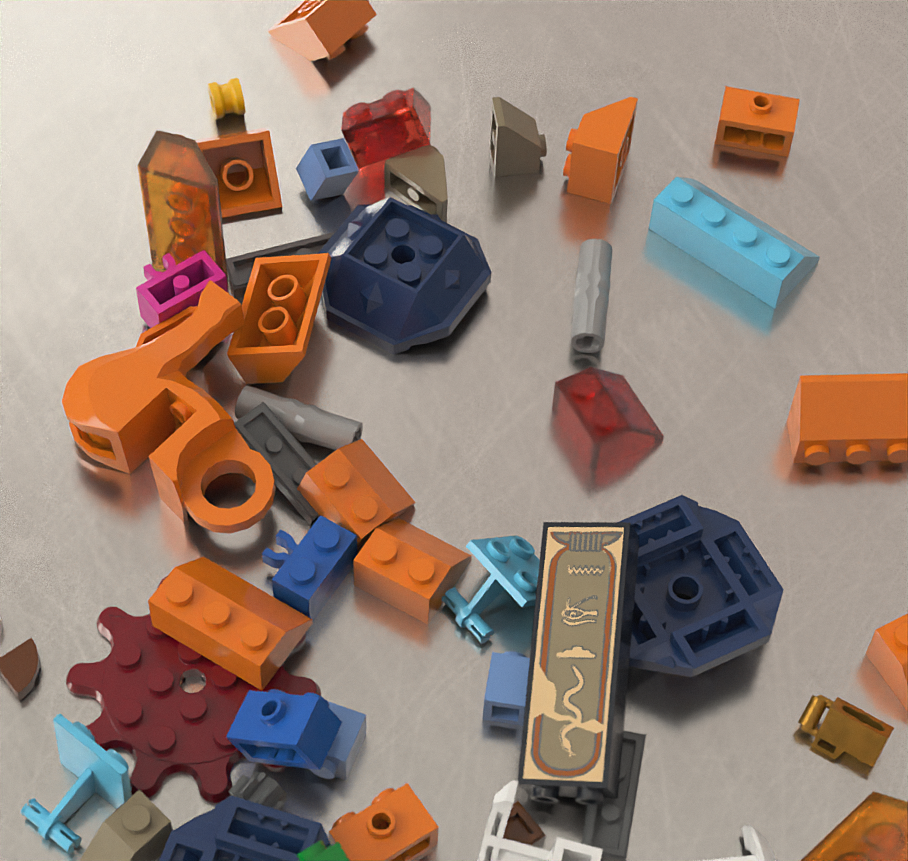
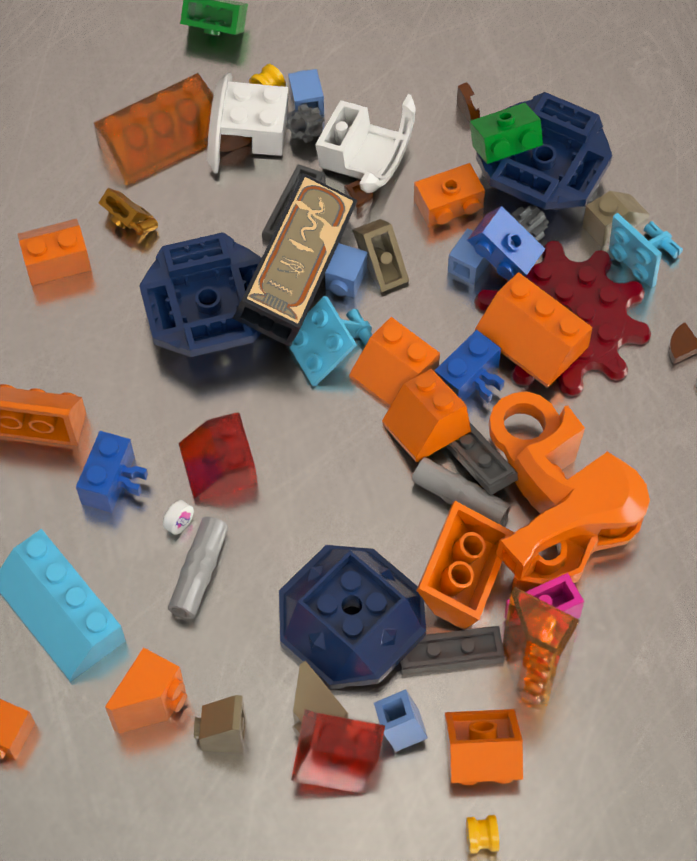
camera: 165 degrees left, 5 degrees up
(468, 724) = (383, 254): none -> dark tan slope
(633, 342) = (178, 517): none -> white tile
(732, 373) = (108, 471): none -> blue brick

